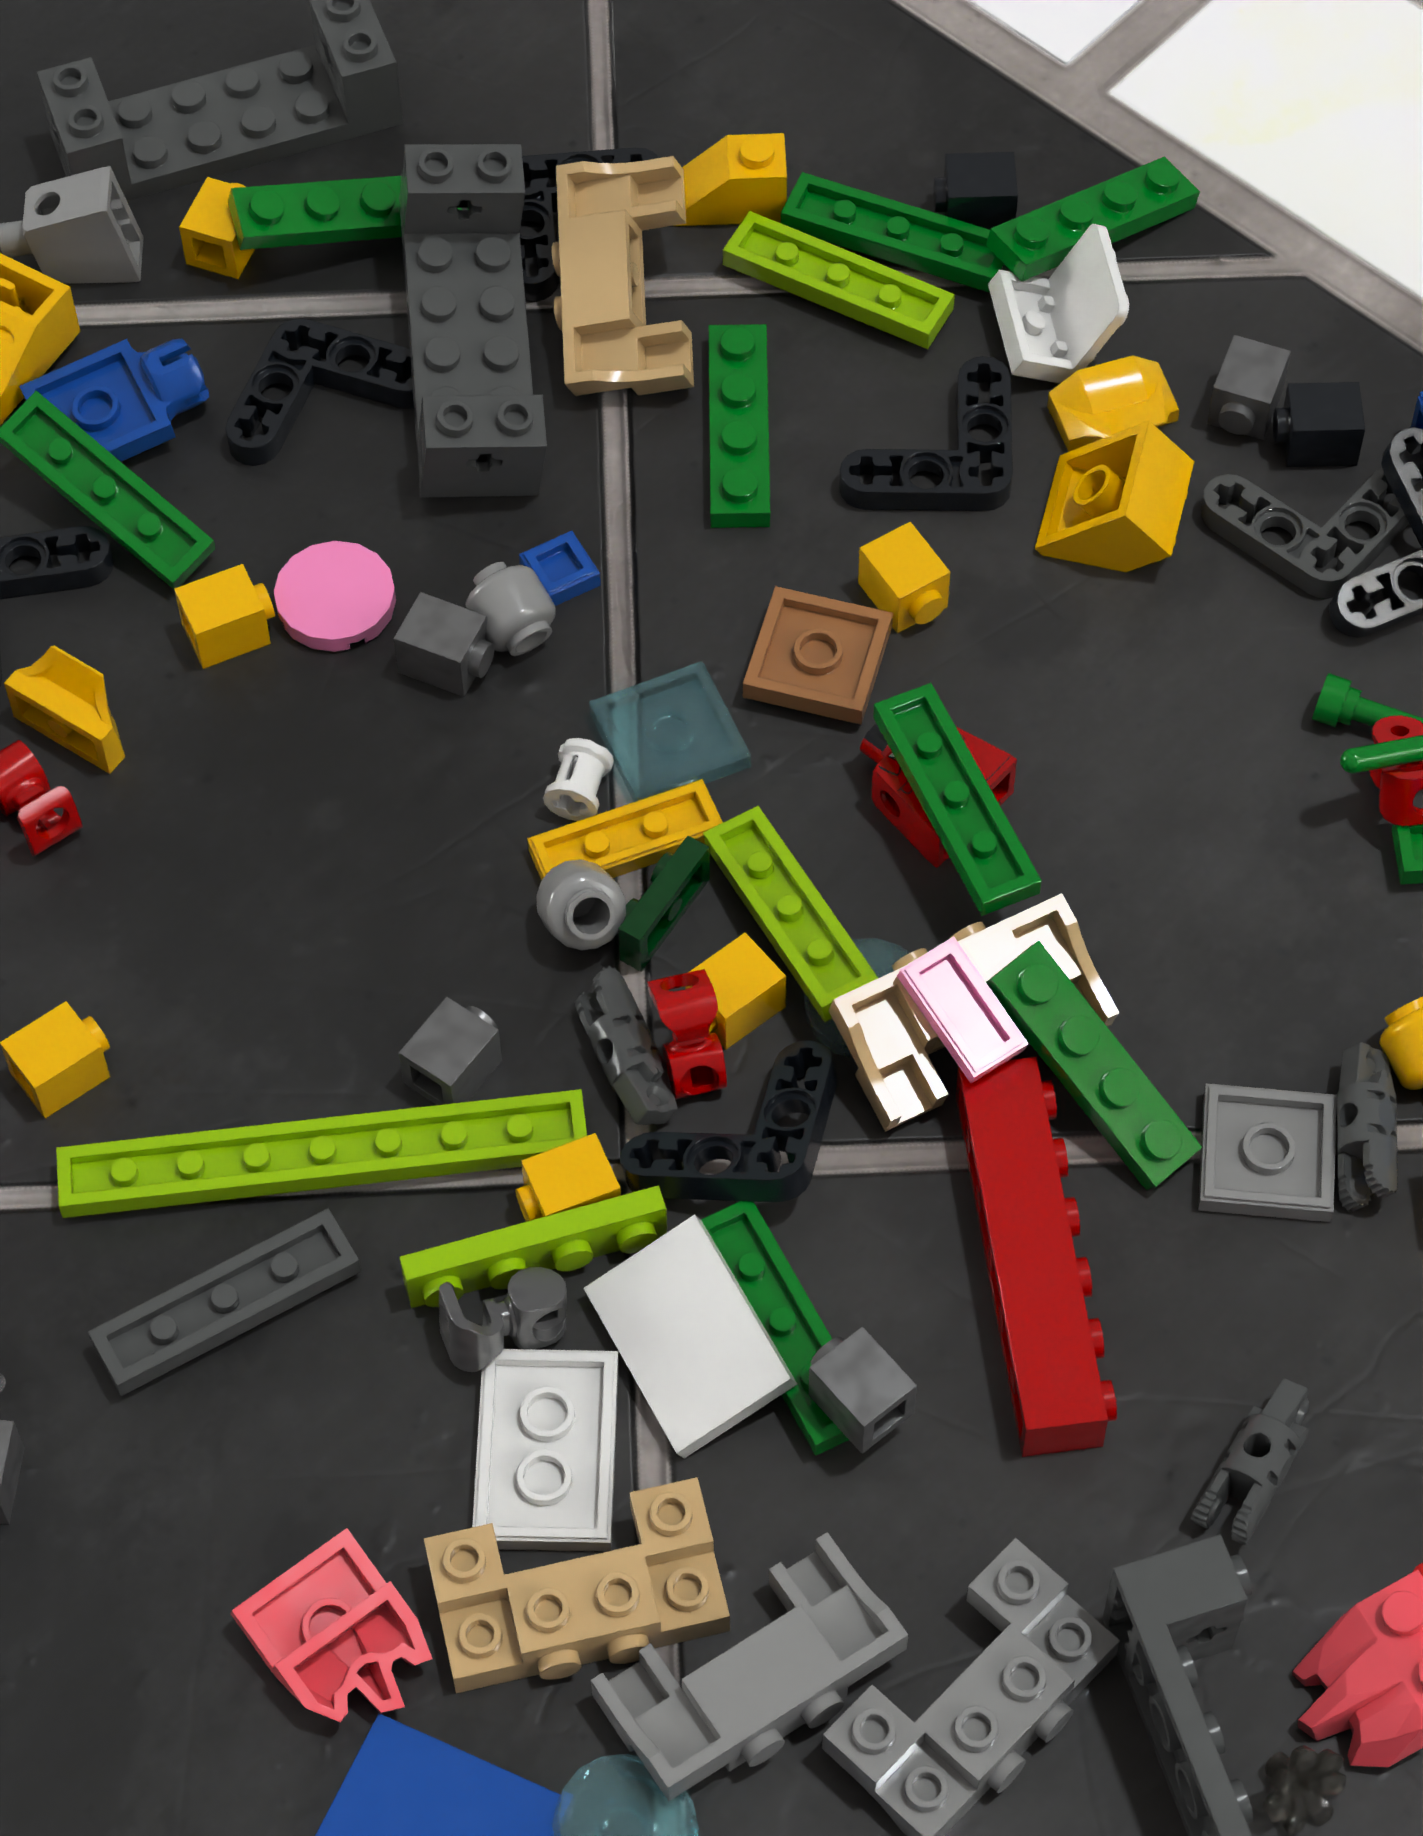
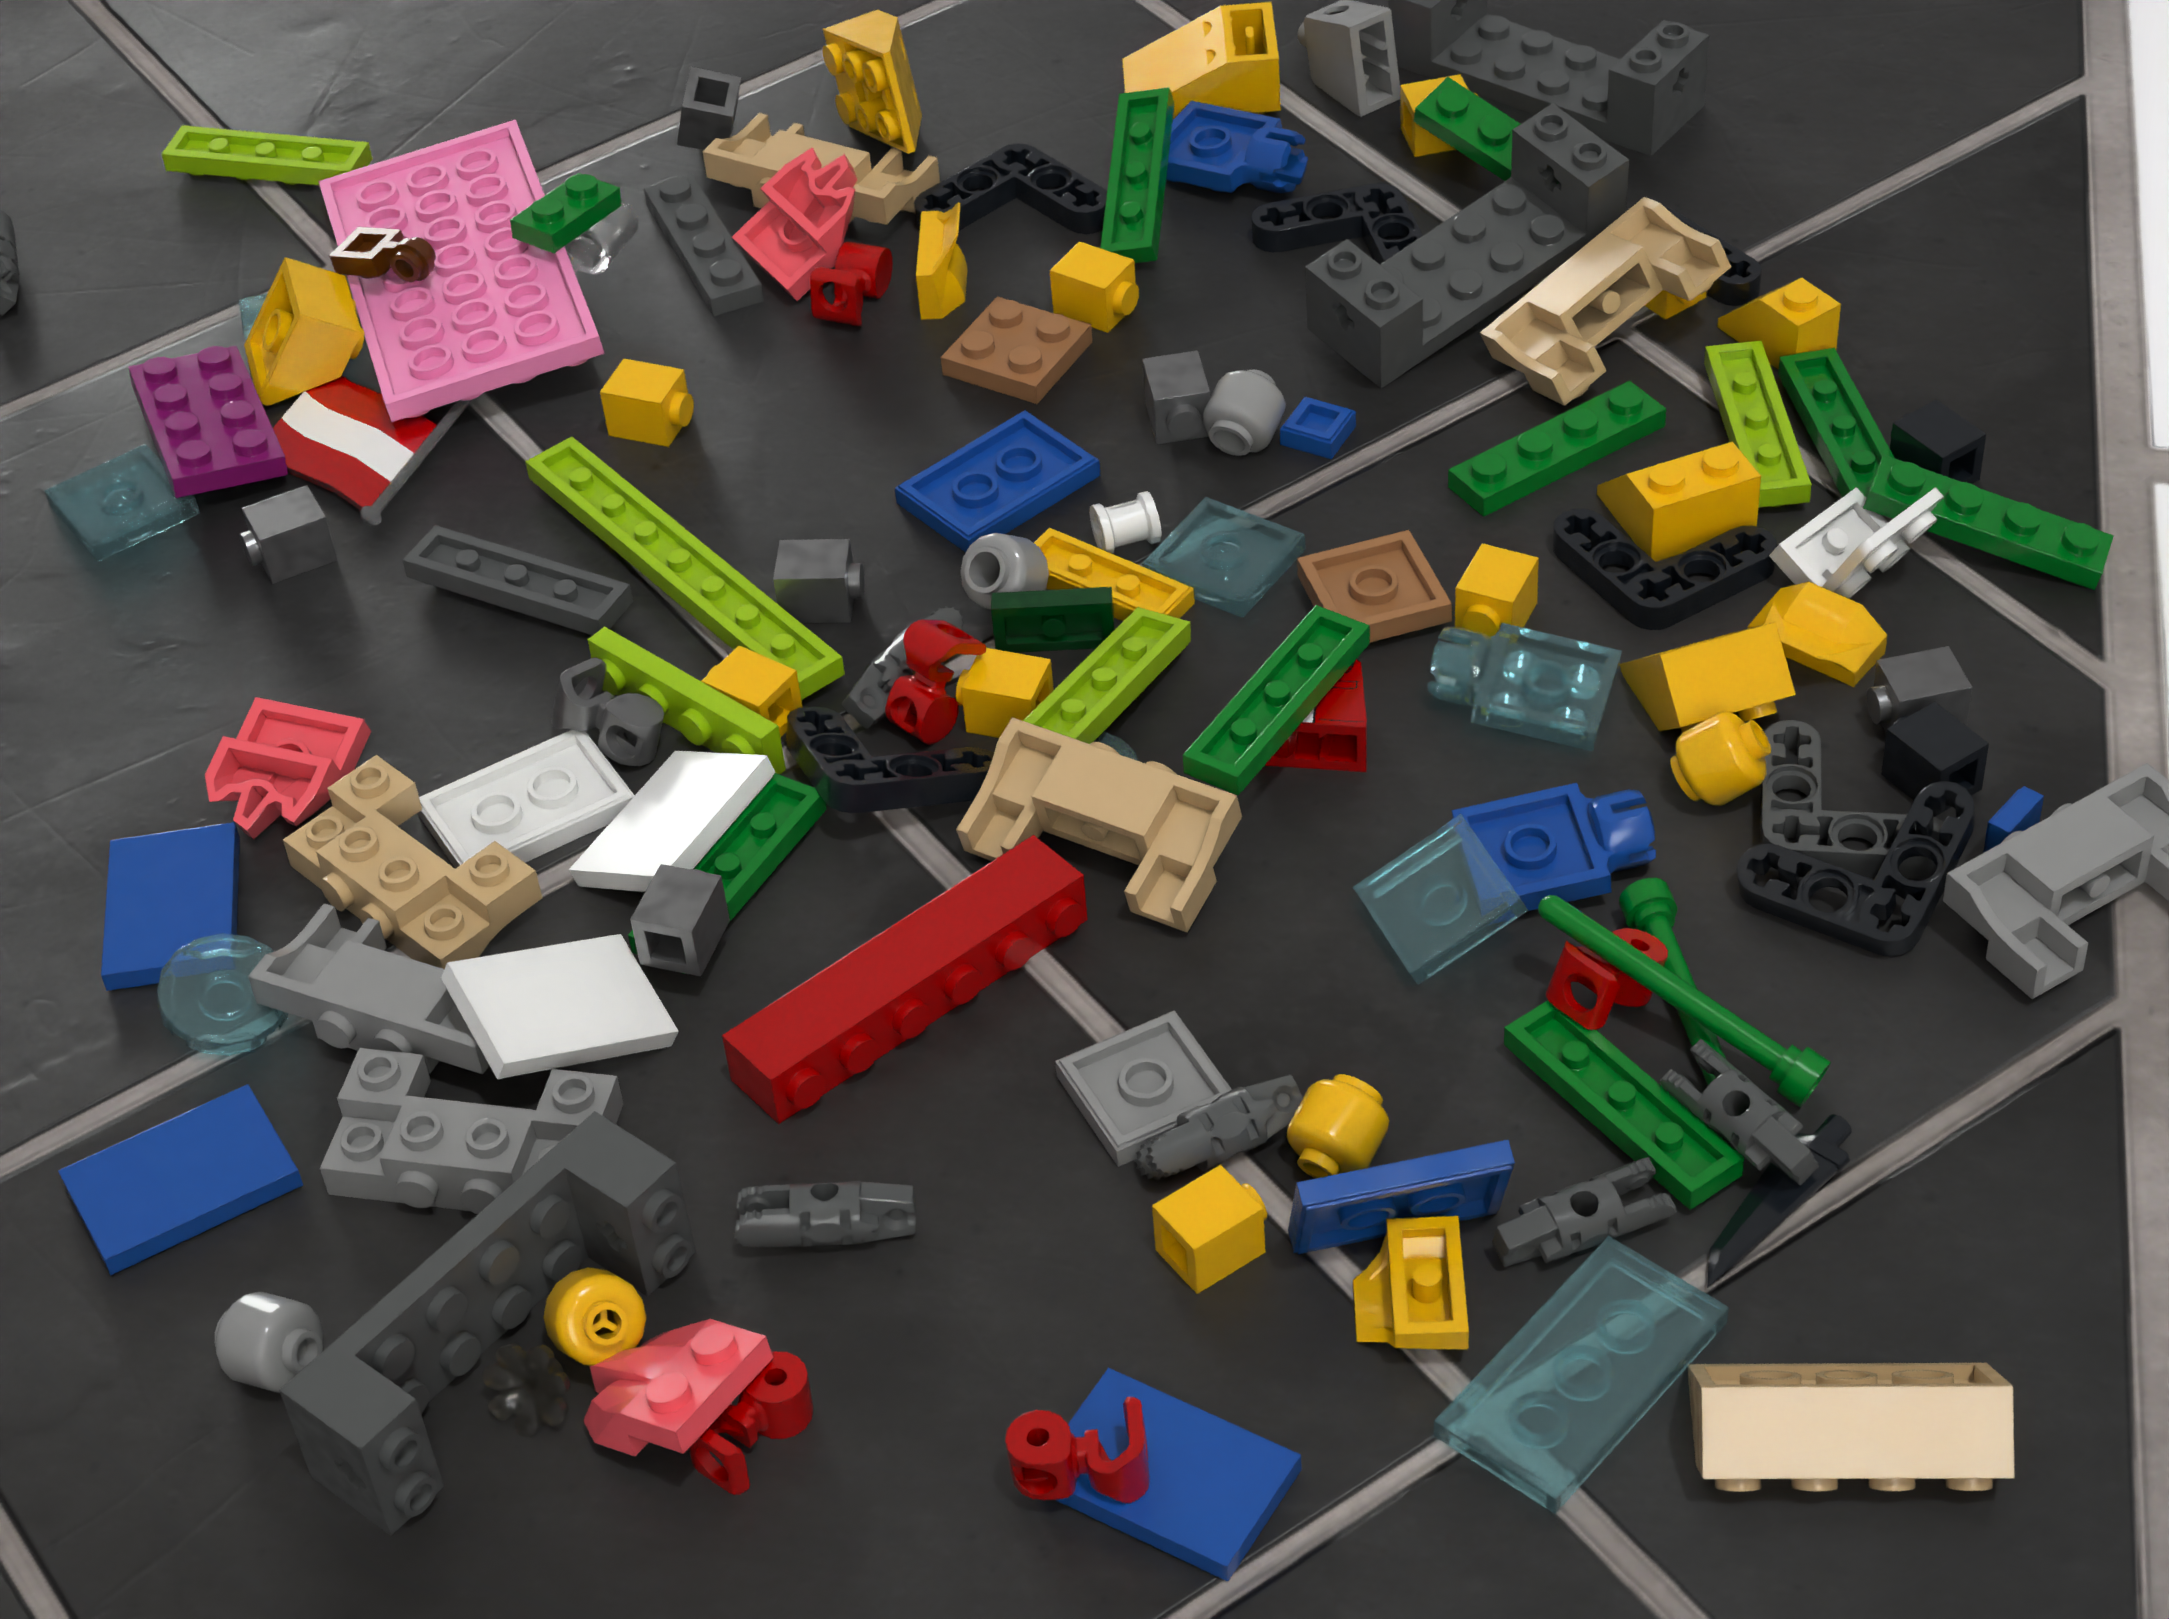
camera: 60 degrees right, 15 degrees down
(240, 725) = (1016, 350): none -> medium nougat plate
(334, 595) = (1175, 326): bright pink tile -> none
(416, 843) = (997, 481): none -> blue tile
(883, 381) = (1685, 500): none -> yellow slope
(889, 1542) = (558, 1005): none -> white tile
(962, 1009) = (1070, 794): tile -> none
(1025, 621) = (1527, 682): none -> clear light blue plate
(1093, 1066) = (1106, 914): green plate -> none
(1225, 723) = (1563, 841): none -> blue plate
(1227, 552) = (1720, 758): none -> yellow head
(1232, 829) = (1440, 899): none -> clear light blue tile
(1272, 1695) = (575, 1304): none -> yellow head

